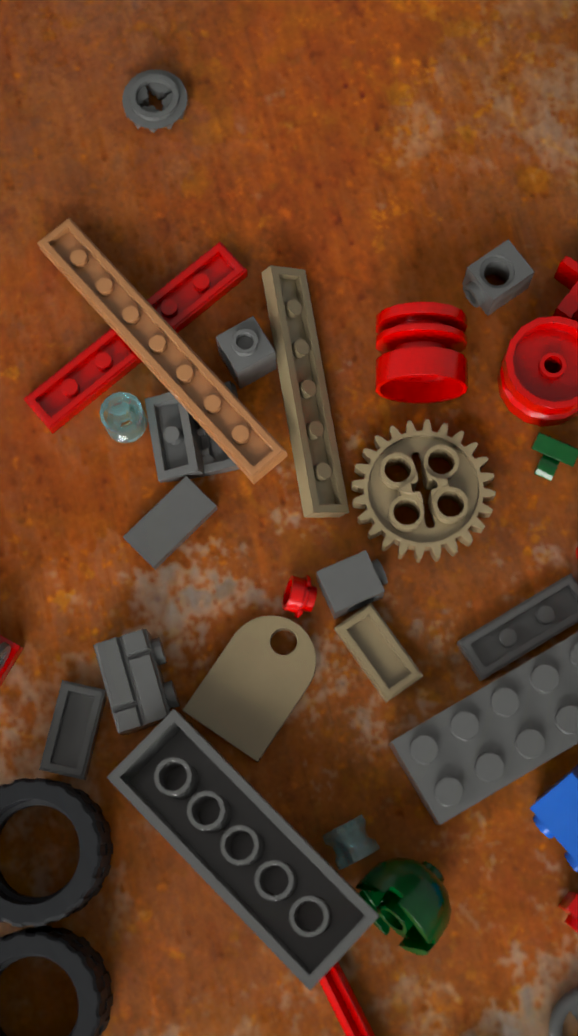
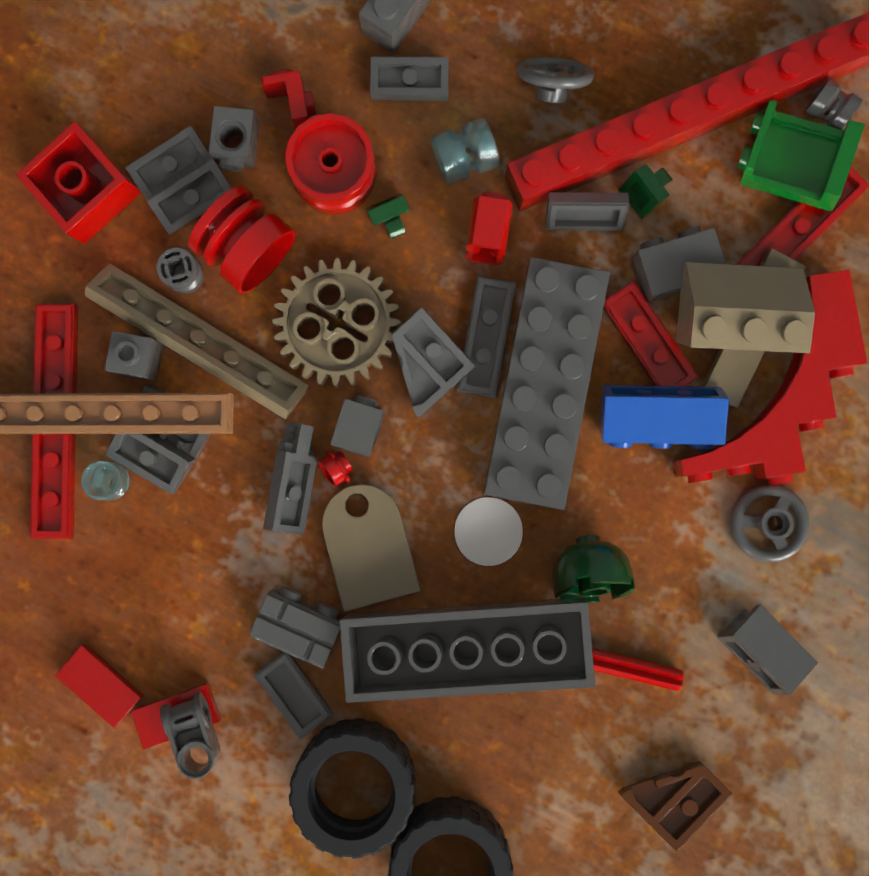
camera: 50 degrees left, 10 degrees up
(170, 522) = (209, 511): dark grey tile -> none
(255, 569) = (291, 481): none -> dark grey hinge
(347, 191) = (78, 183): none -> red brick
(350, 339) = (187, 276): none -> dark grey wheel
(350, 842) = (524, 575): clear light blue wheel -> none
(360, 778) = (488, 531): none -> white sticker
(378, 652) = (418, 448): dark tan tile -> none
(422, 263) = (179, 179): none -> dark grey slope
(461, 592) = (428, 360): none -> dark grey wing

